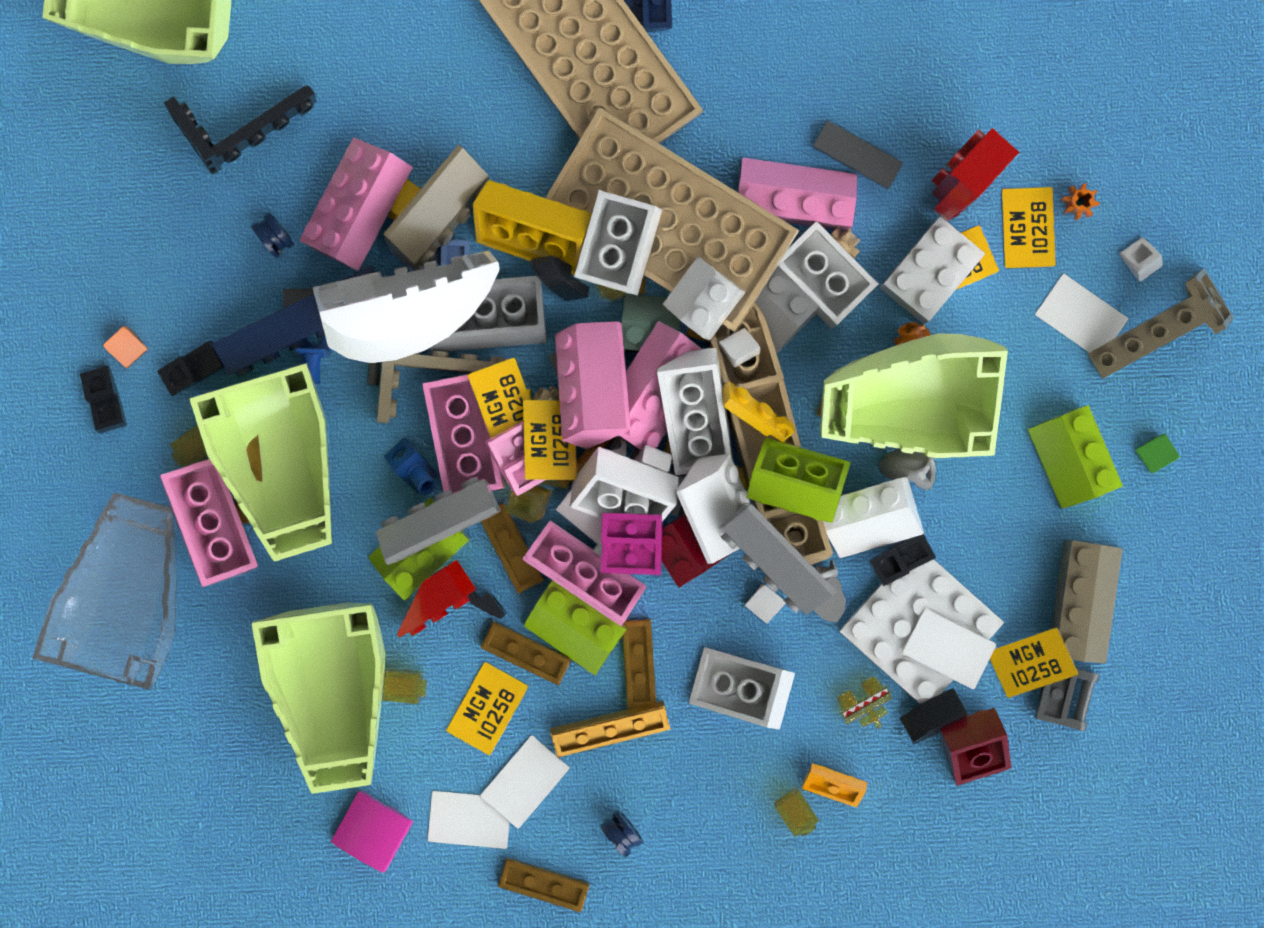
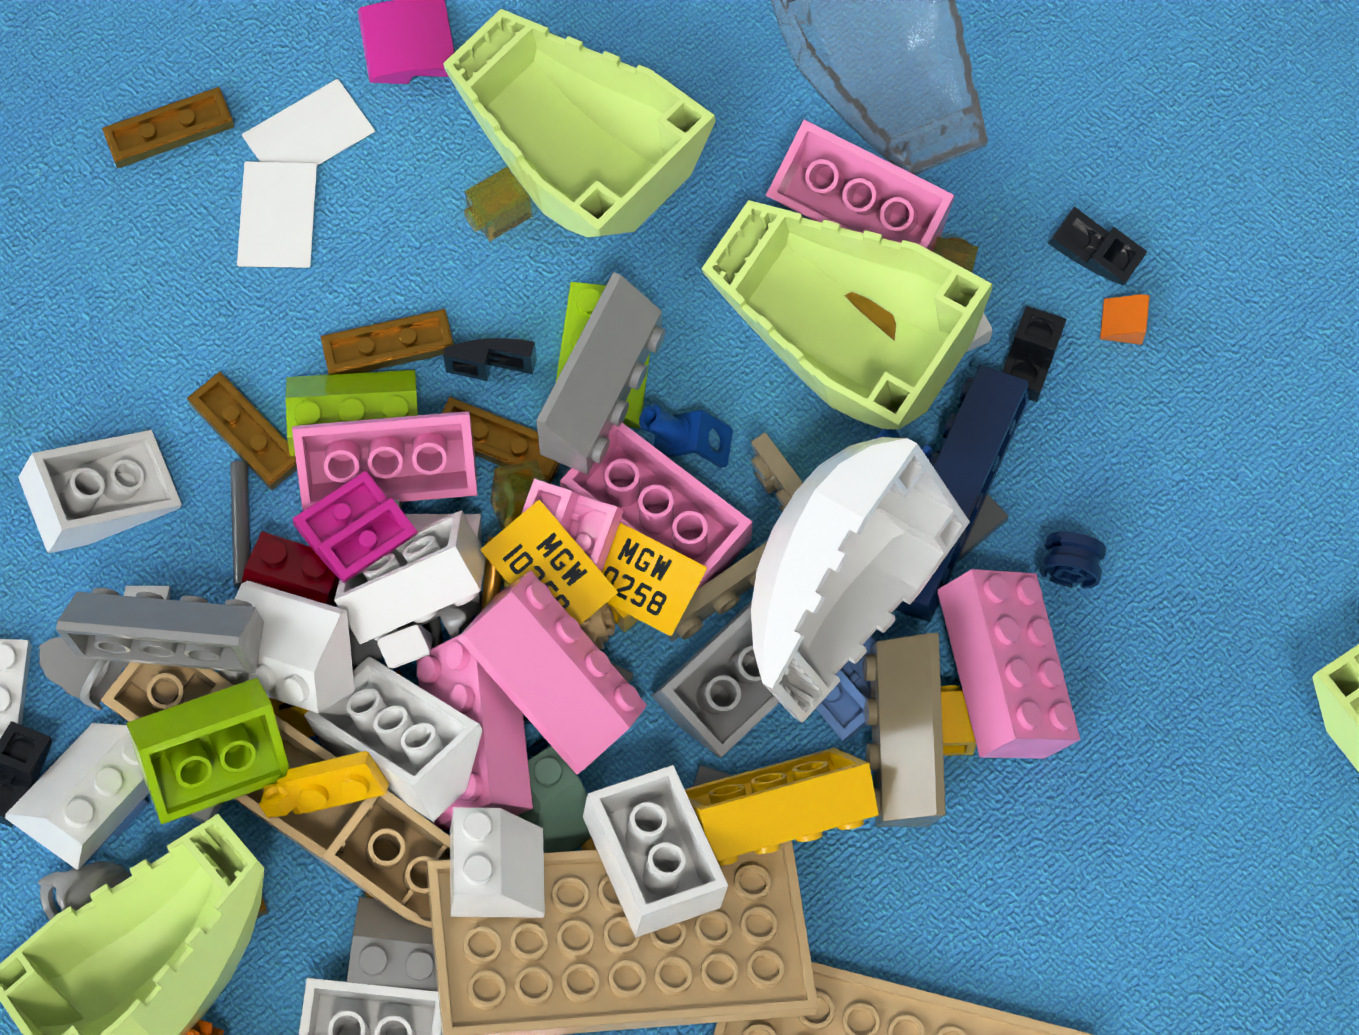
camera: 140 degrees right, 20 degrees down
(248, 135) = (1245, 593): black bracket -> none
(438, 592) = (535, 318): red slope -> none
(487, 708) = (384, 257): yellow sticker -> none
(557, 277) = (706, 767): black slope -> none
(610, 729) = (221, 335): pearl gold tile -> none
(621, 833) = (118, 234): dark blue wheel -> none
(682, 611) = (240, 519): none -> dark grey bar
(740, 347) = (407, 851): white slope -> none

